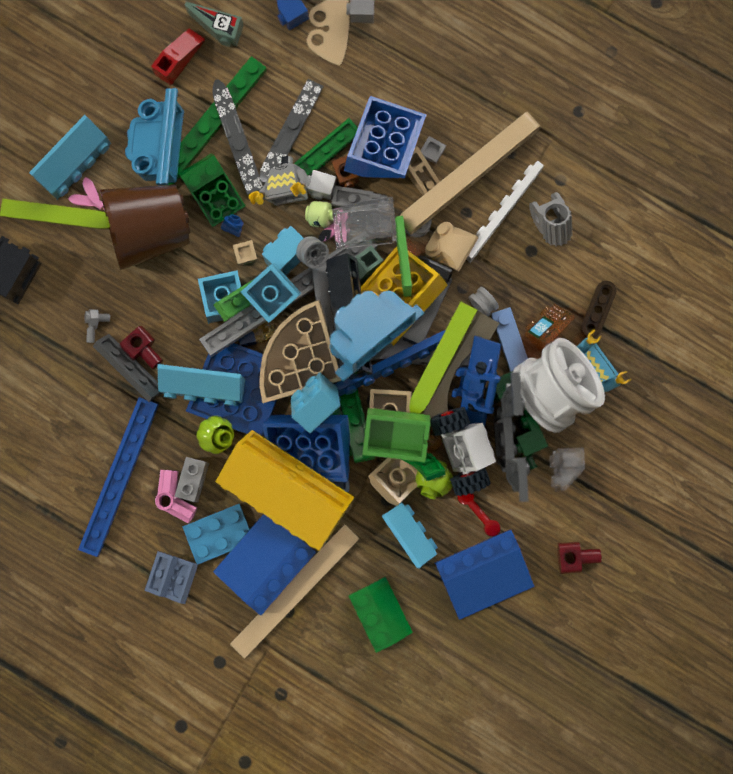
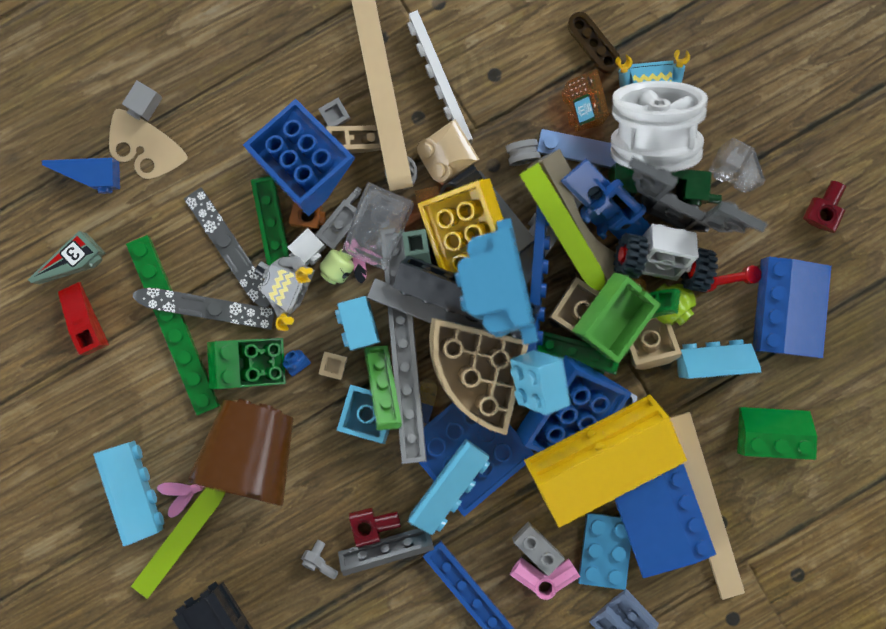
camera: 65 degrees left, 5 degrees up
(156, 139) = (161, 392): dark azure brick -> none
(215, 434) = (506, 500): lime plant -> none
(271, 292) = (398, 363): medium azure brick -> none
(311, 258) = (378, 297): light grey wheel -> none
(403, 257) = (439, 207): bright green tile -> none
(555, 231) = (482, 43): light grey piece -> none

